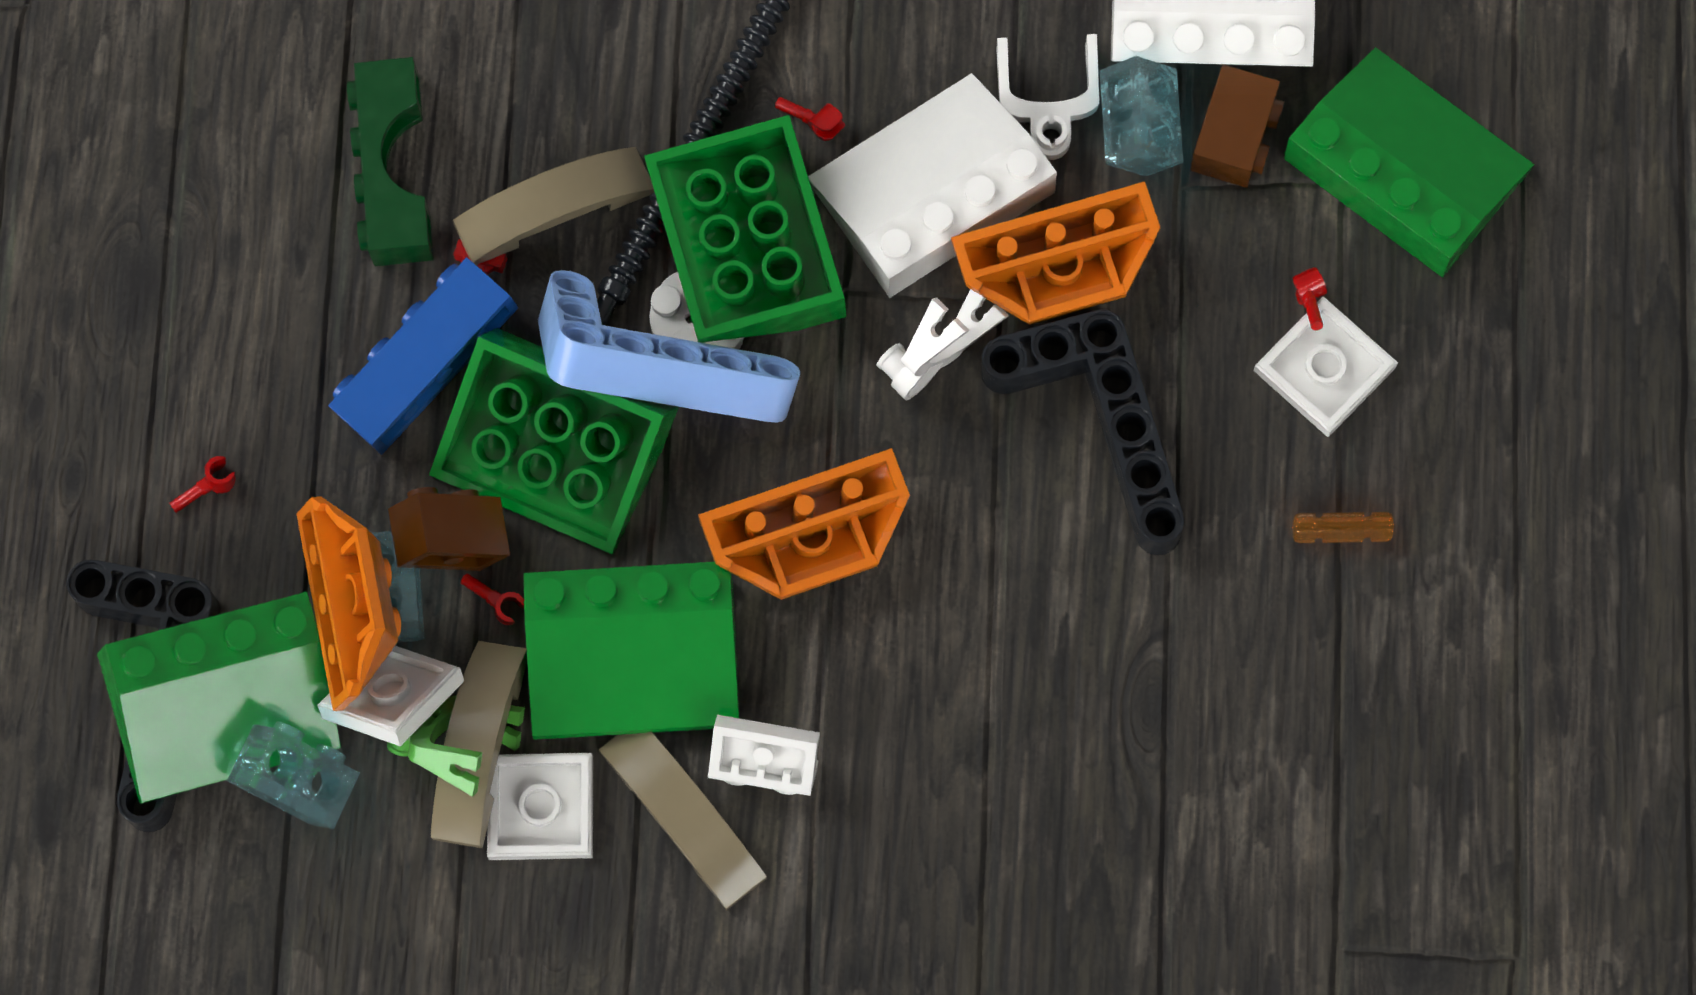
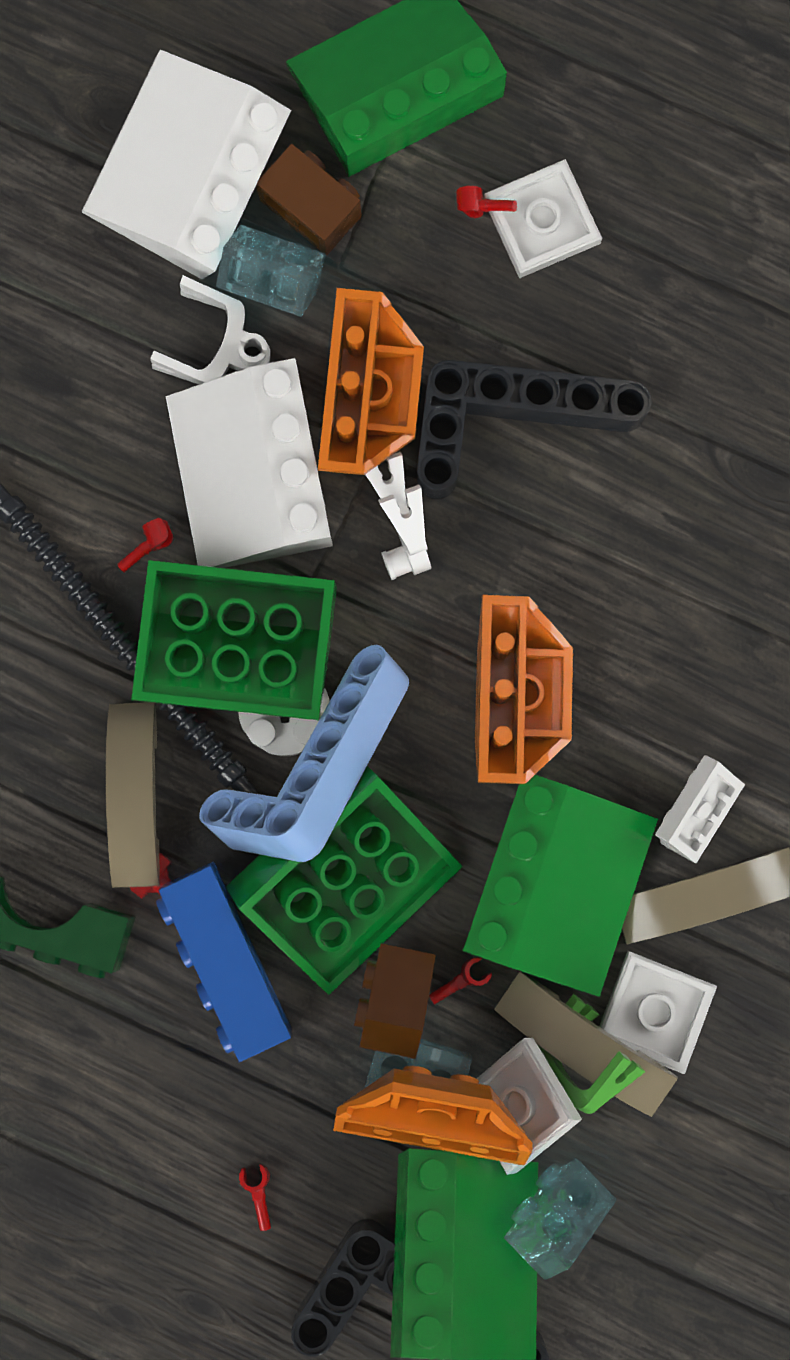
camera: 70 degrees left, 10 degrees up
(1343, 527) = (684, 262): clear orange axle -> none

